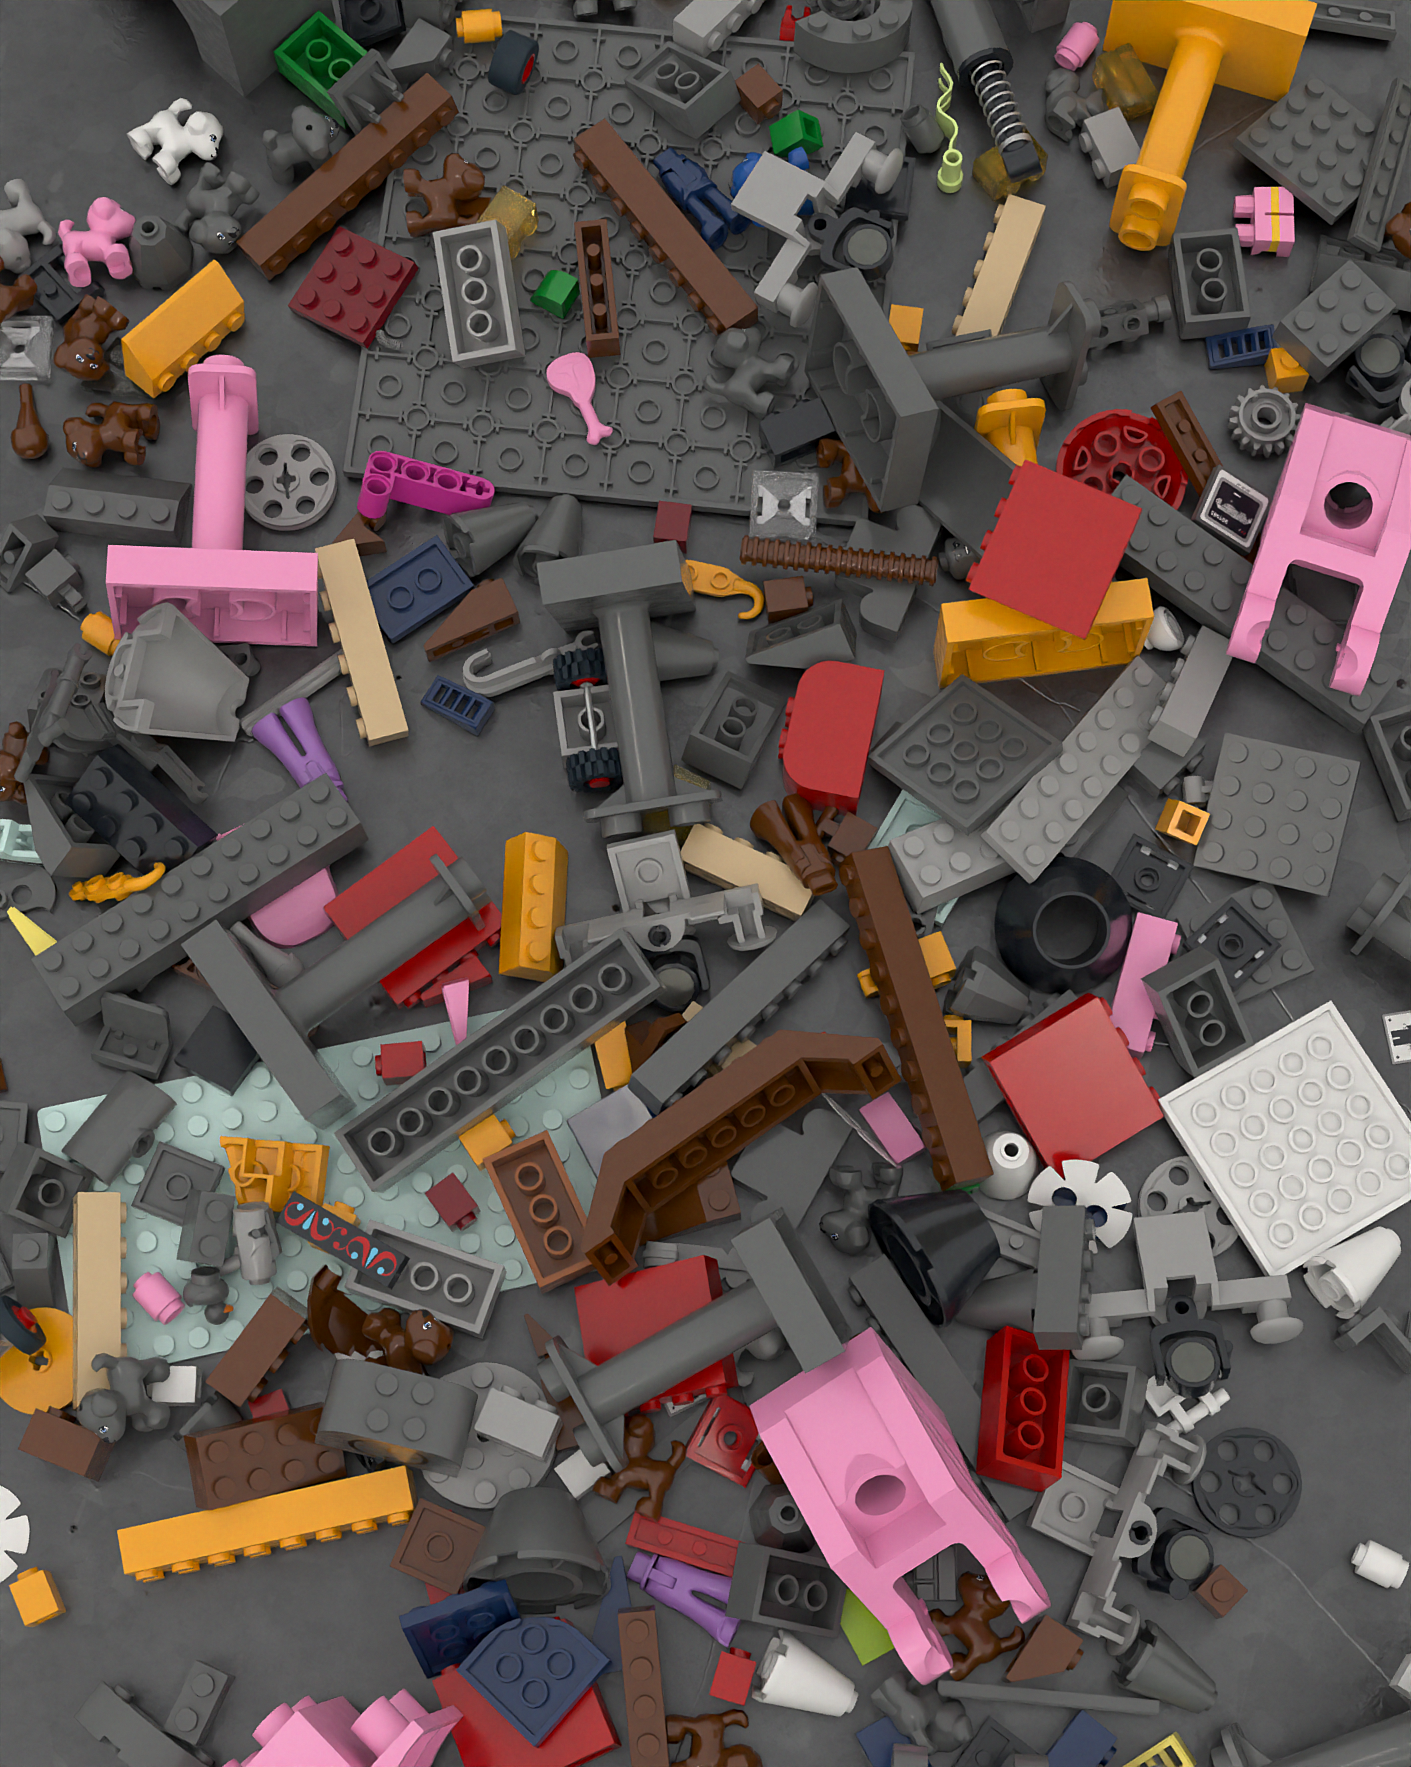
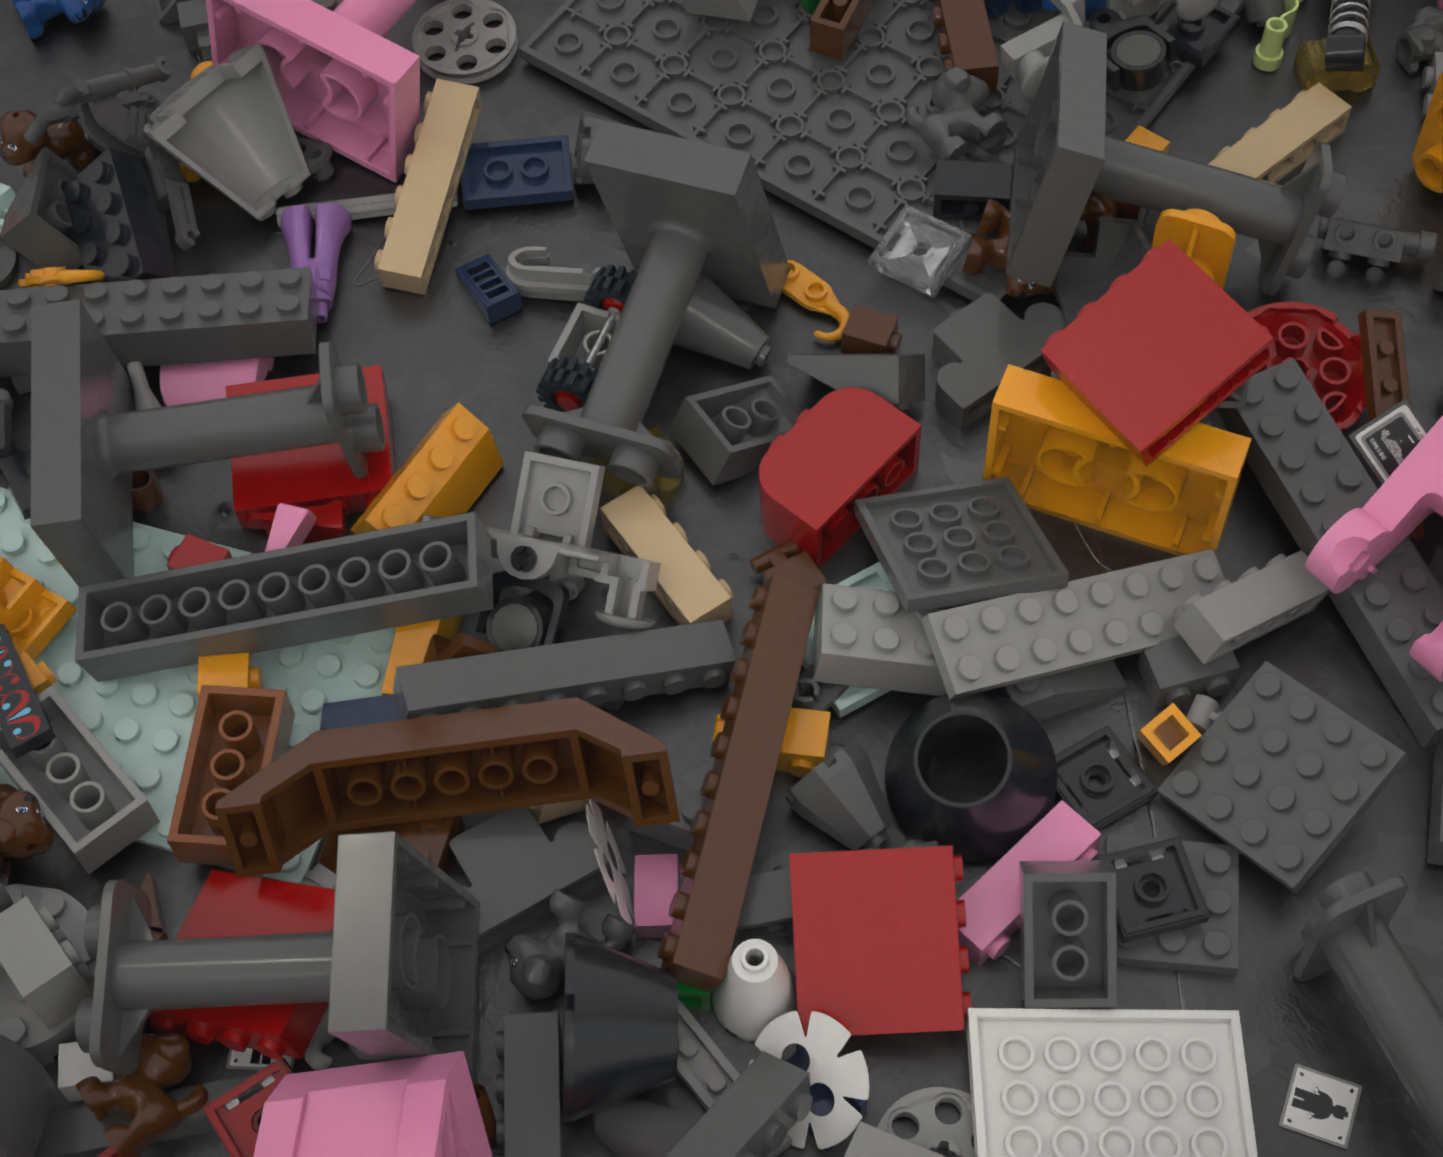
camera: 30 degrees right, 15 degrees down
(360, 530) = (506, 99): reddish brown slope -> none
(420, 485) = (572, 77): dark pink beam -> none
(453, 1203) = (153, 722): dark red brick -> none
(478, 616) = (553, 219): reddish brown slope -> none
(576, 379) = (787, 63): bright pink piece -> none
(673, 523) = (800, 225): dark red brick -> none
(808, 856) = (729, 568): reddish brown piece -> none
(838, 560) = (939, 312): reddish brown piece -> none
(962, 1041) = (788, 835): light orange bracket -> none
(1164, 631) = (1254, 540): white brick -> none

